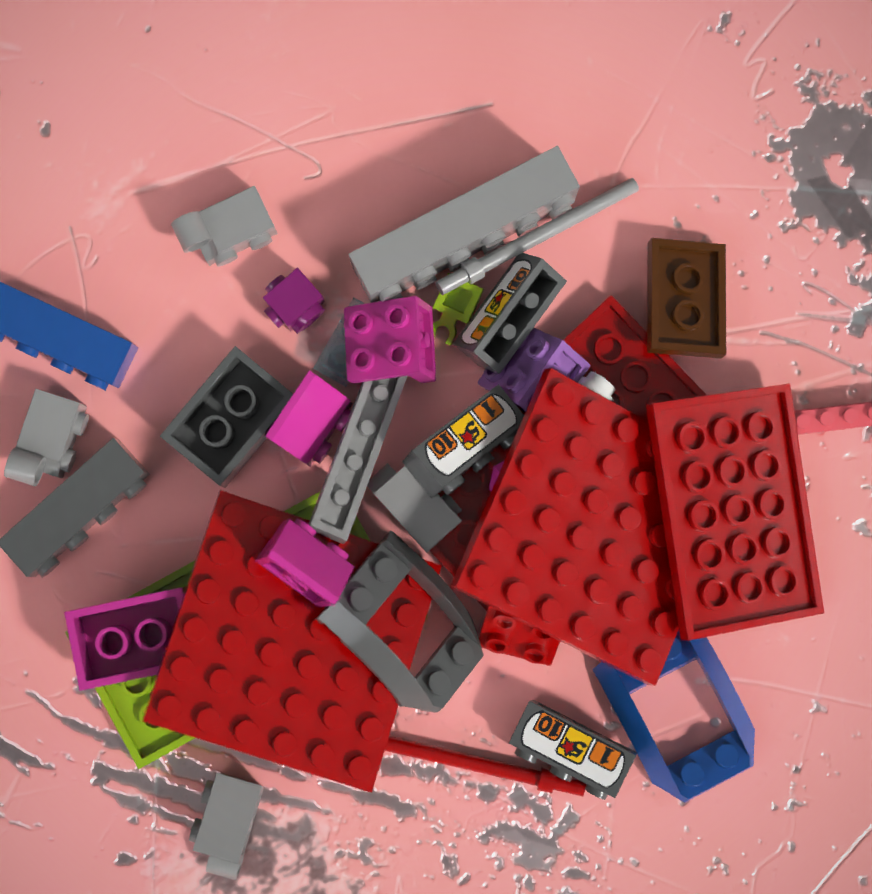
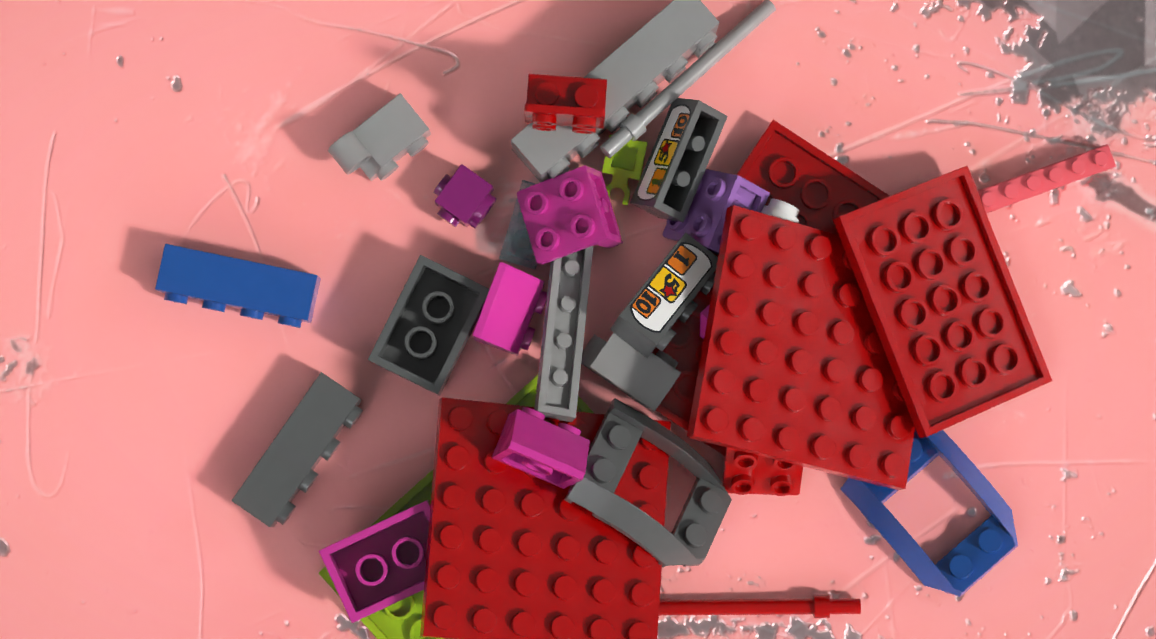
camera: 20 degrees left, 0 degrees up
(47, 438) = (255, 388): light grey hinge -> none
(409, 229) = (565, 103): none -> red bracket
(572, 750) = (839, 570): brick -> none
(686, 298) = (847, 105): reddish brown plate -> none

